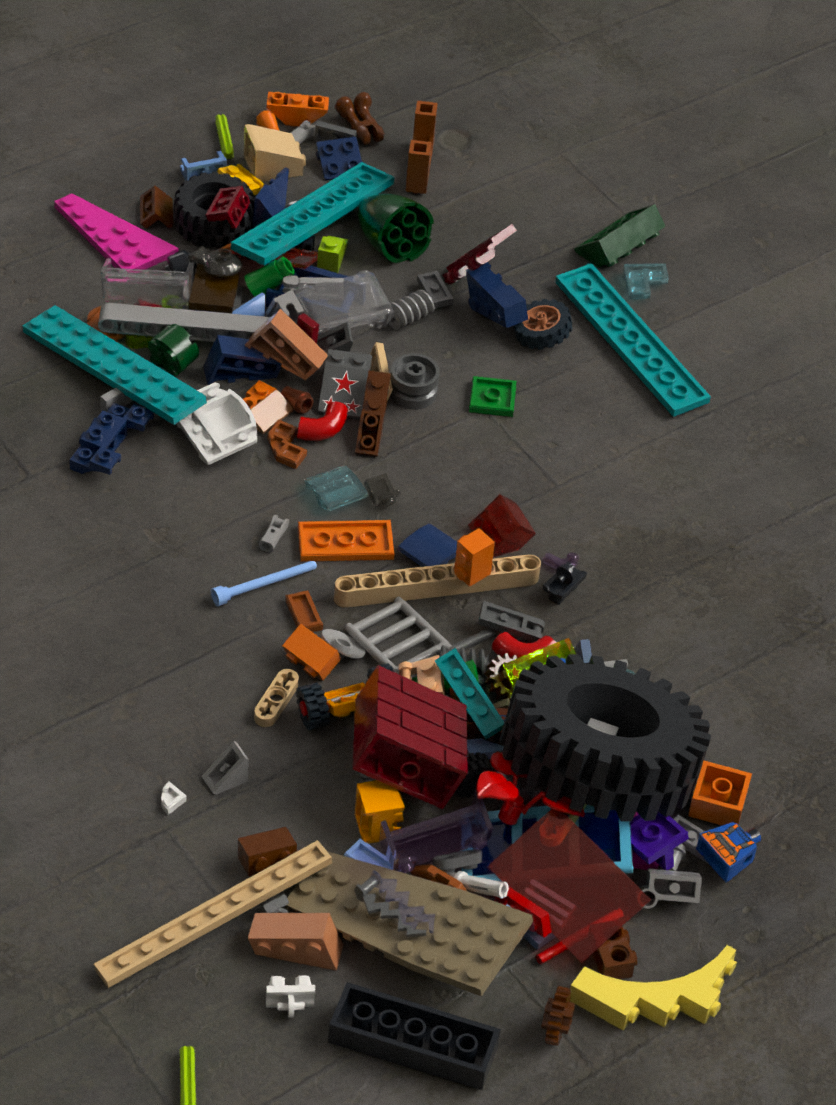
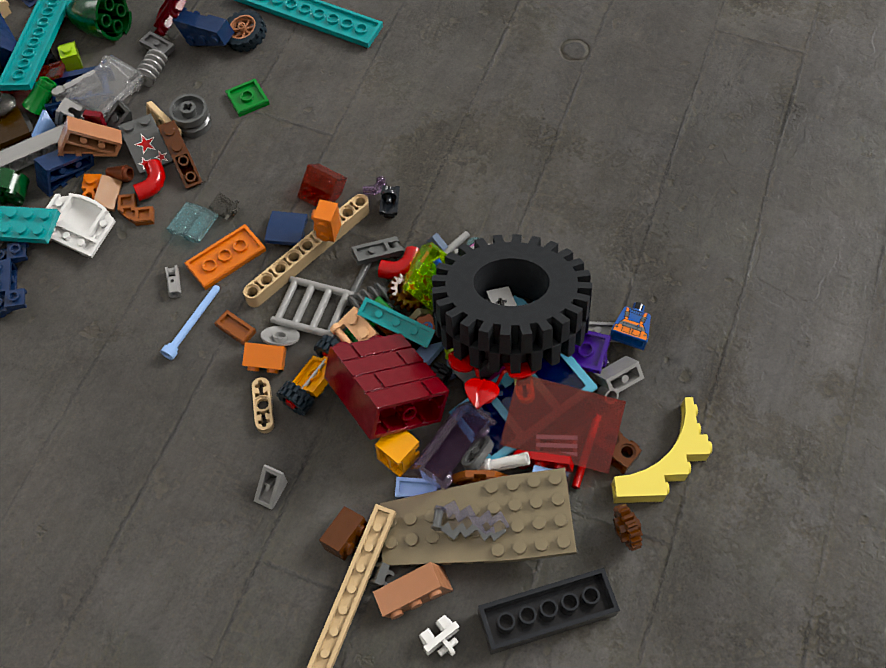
camera: 30 degrees left, 15 degrees up
(171, 798) = (245, 533): white tile -> none
(719, 794) = (605, 291): orange brick -> none

